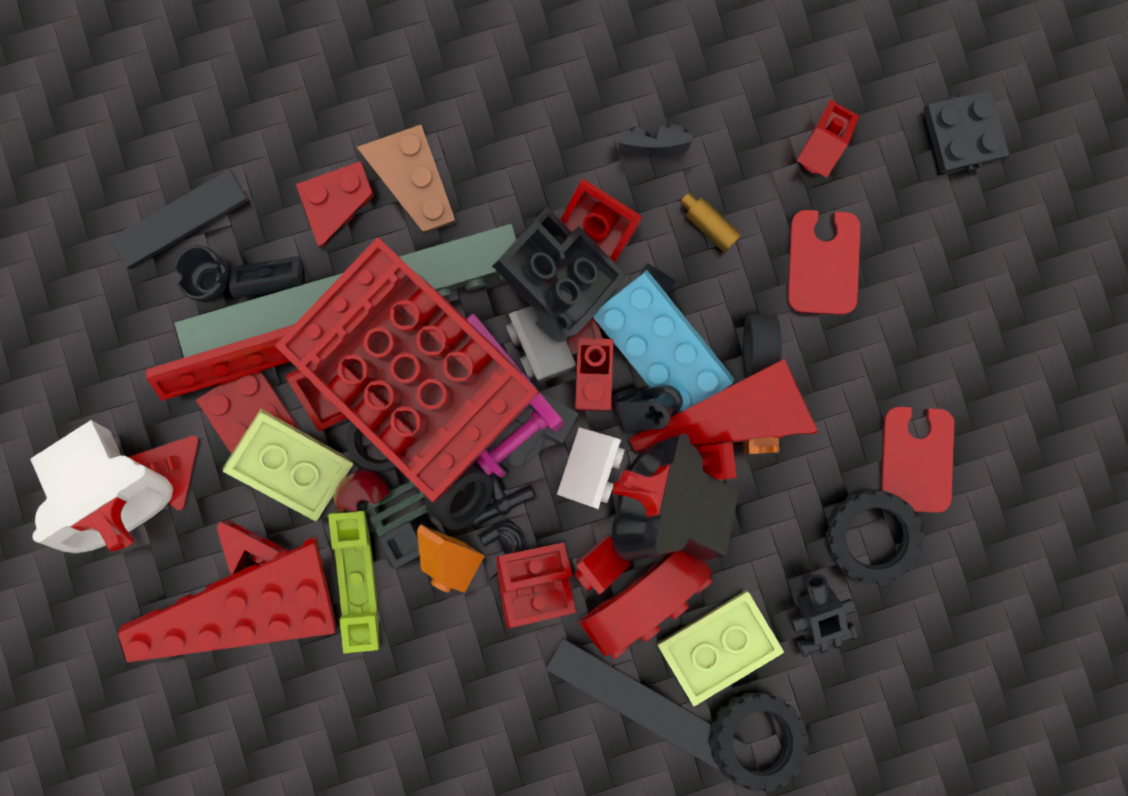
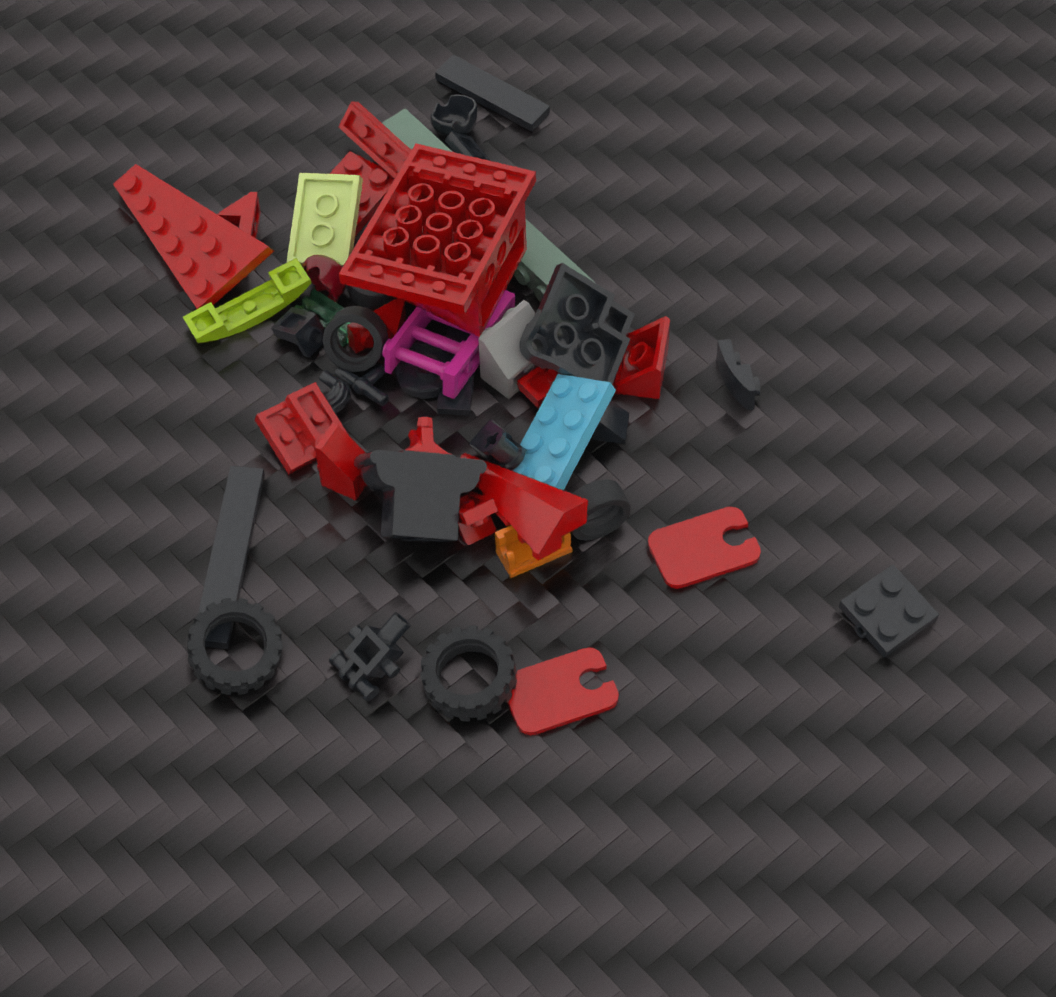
camera: 70 degrees right, 30 degrees down
(94, 493) = (241, 108): white piece -> none
(175, 463) = (284, 158): red piece -> none
(334, 199) = (566, 182): red wing -> none
(412, 176) = (610, 225): nougat wing -> none
(447, 559) = (296, 352): orange slope -> none
(590, 467) = (444, 419): white slope -> none
(594, 375) = (505, 399): red slope -> none
(646, 603) = (335, 503): red brick -> none
(710, 222) = (689, 444): pearl gold cylinder -> none
(720, 648) = (308, 590): yellowish green plate -> none
(828, 139) = (816, 499): red slope -> none

